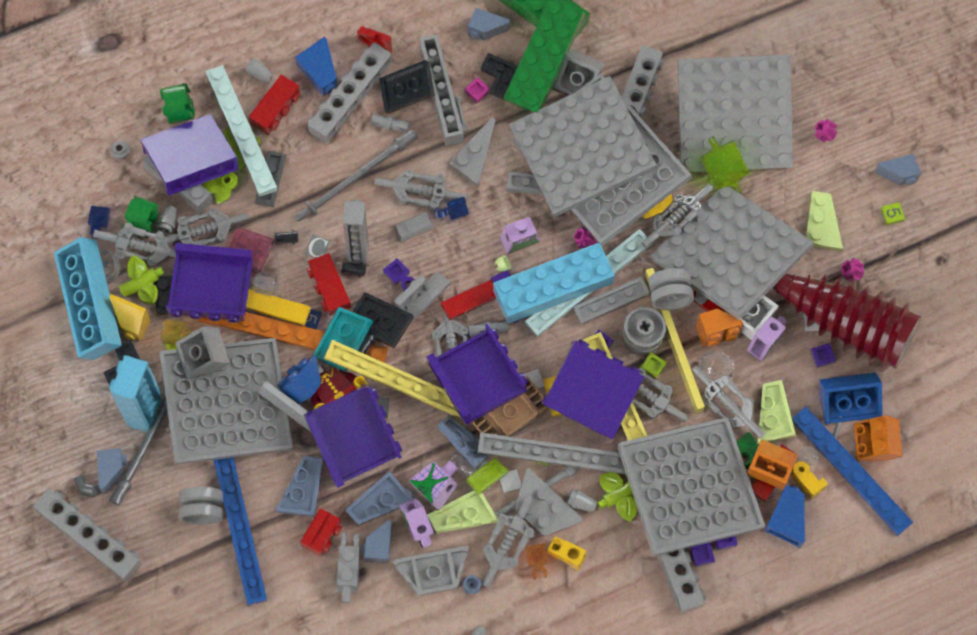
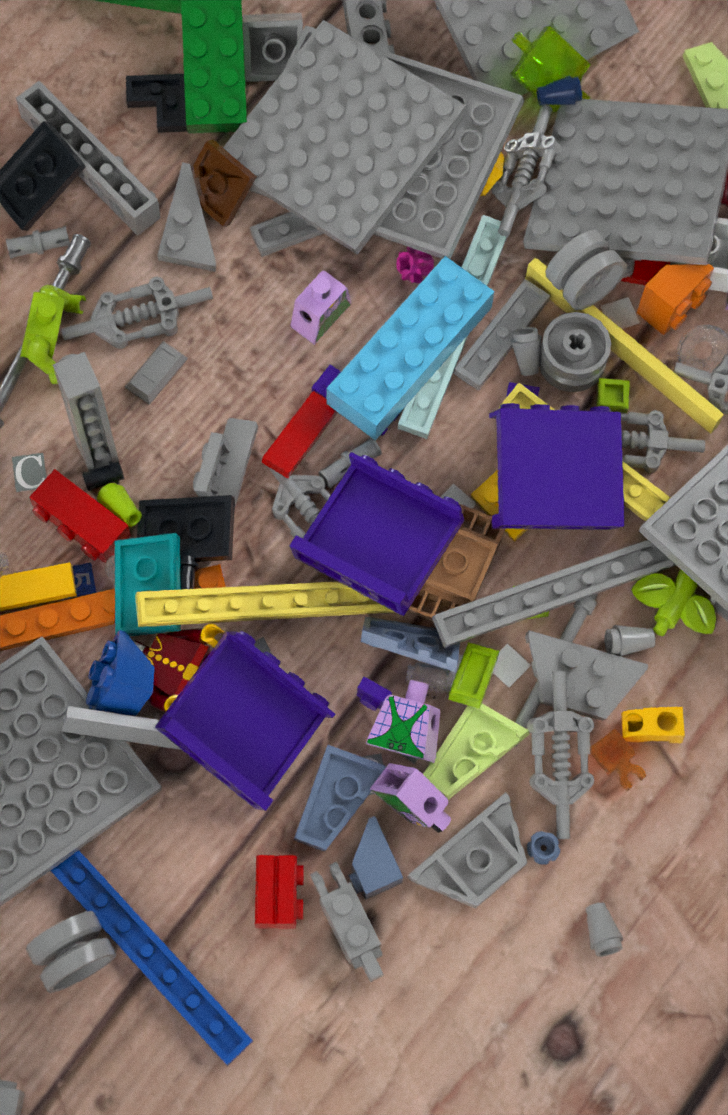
camera: 30 degrees left, 0 degrees up
(303, 490) = (213, 843): sand blue wing -> none
(353, 288) = (117, 501): none -> lime cone
(365, 171) = (44, 326): none -> lime torso
(398, 273) = (173, 448): dark purple plate -> none
(427, 456) = (372, 694): none -> dark purple plate
(455, 208) = (203, 315): clear blue plate -> none
(477, 90) = (138, 136): dark pink tile -> none
(486, 25) = (101, 38): sand blue slope -> none
(503, 264) = (318, 359): yellowish green hinge -> none
(505, 140) = (222, 182): none -> reddish brown plate
(618, 315) = (527, 347): none -> light grey cone
(685, 323) = (621, 313): none -> white sticker
(722, 181) = (560, 92): none -> dark blue cone

